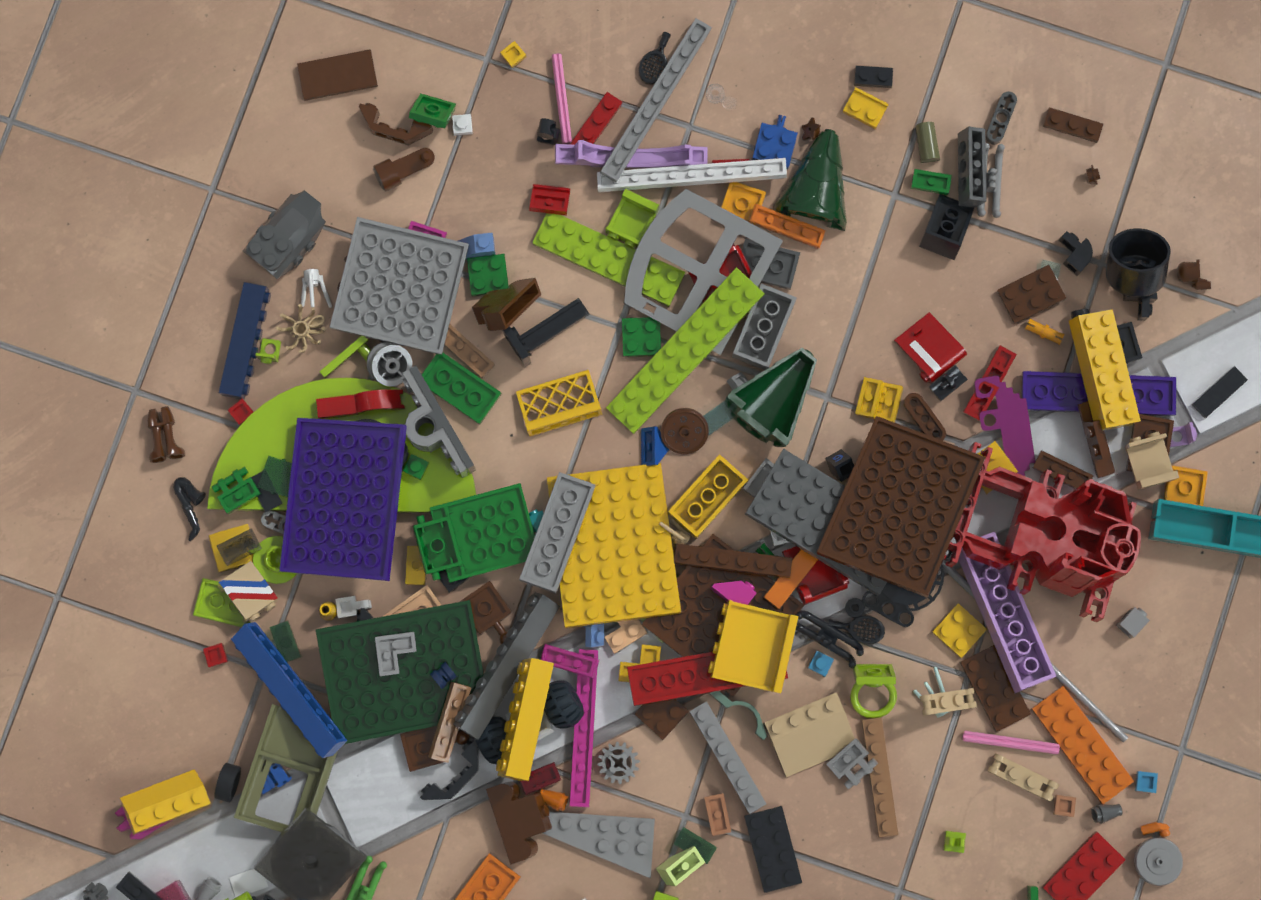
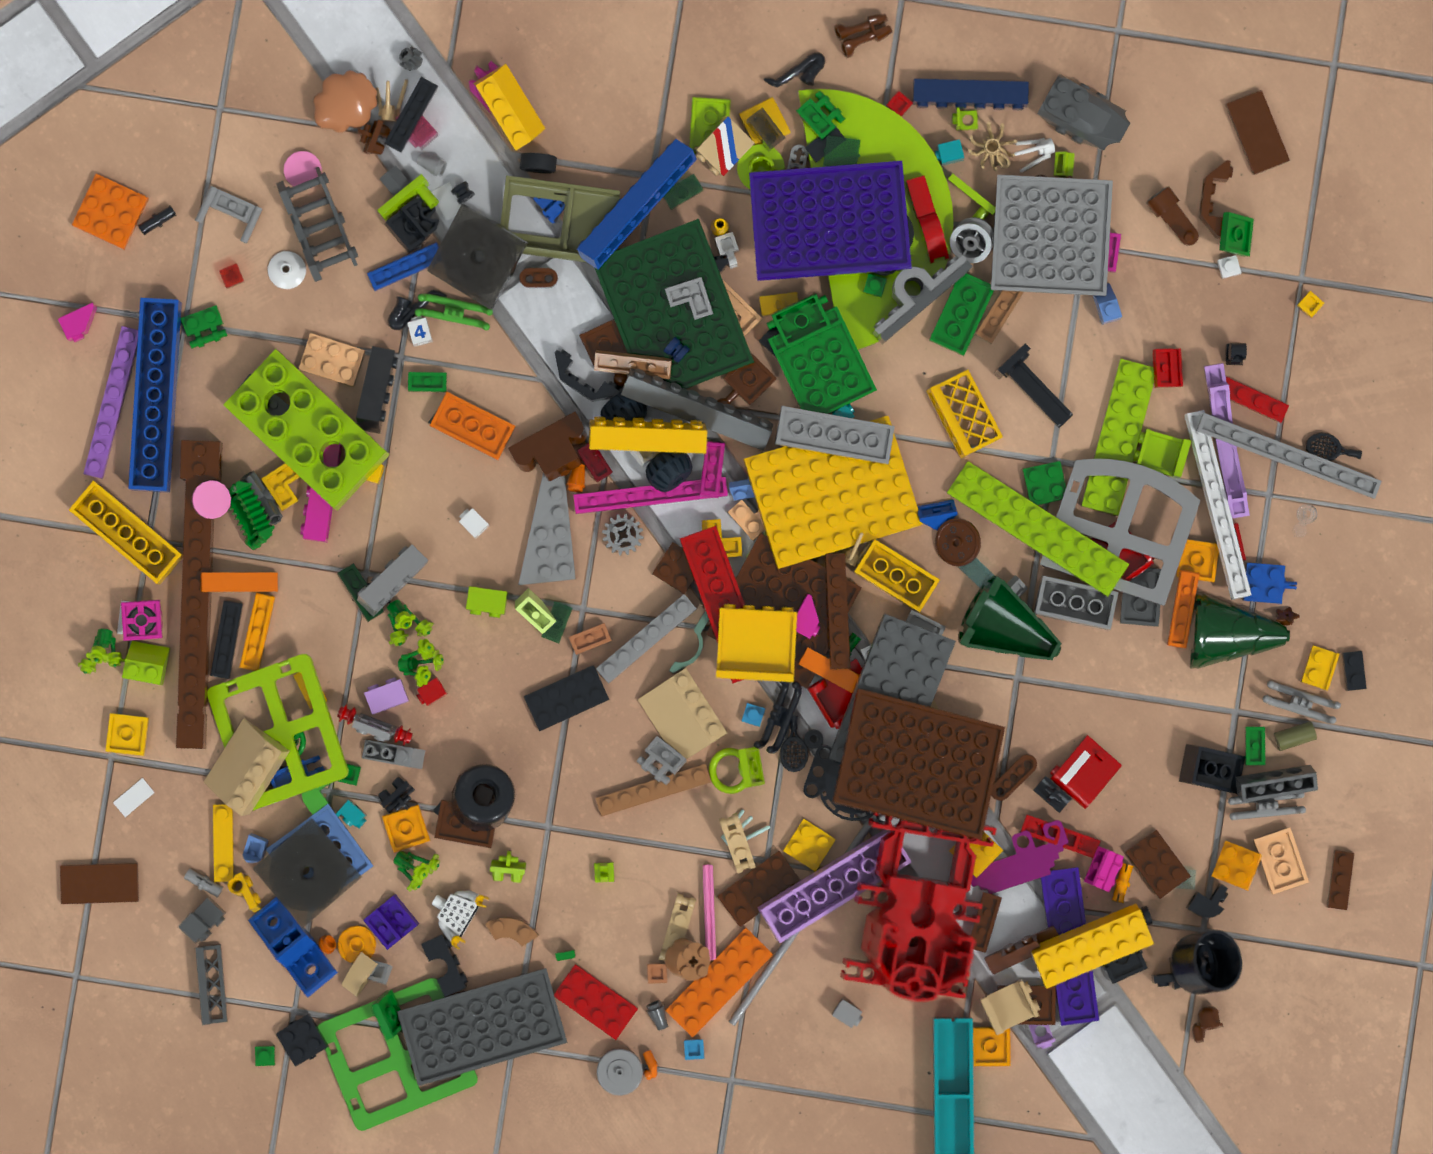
camera: 75 degrees right, 5 degrees up
(215, 655) = (657, 126): red plate -> none
(242, 865) = (462, 192): none -> black wheel
(298, 371) = (949, 152): none -> teal brick
(332, 263) = (1064, 164): none -> lime piece
(343, 802) = (538, 277): none -> reddish brown plate
(487, 274) = (1080, 320): green plate -> none
(503, 306) = (1049, 341): reddish brown brick -> none
(561, 98) = (1274, 361): bright pink axle -> none
(840, 465) = (951, 700): black brick -> none
(879, 399) = (1023, 729): yellow slope -> none
(896, 130) = (1301, 702): none -> light grey piece
(1001, 103) = (1321, 798): dark grey beam -> none
(1029, 346) = (1104, 869): none -> dark pink brick
(1044, 219) = (1236, 865): none -> light orange plate
(1046, 177) = (1281, 861): none -> light nougat plate
(1057, 772) = (688, 959): none -> medium nougat brick
(1093, 175) = (1291, 907): reddish brown plate -> none
(1219, 392) = (1092, 1067): black tile -> none

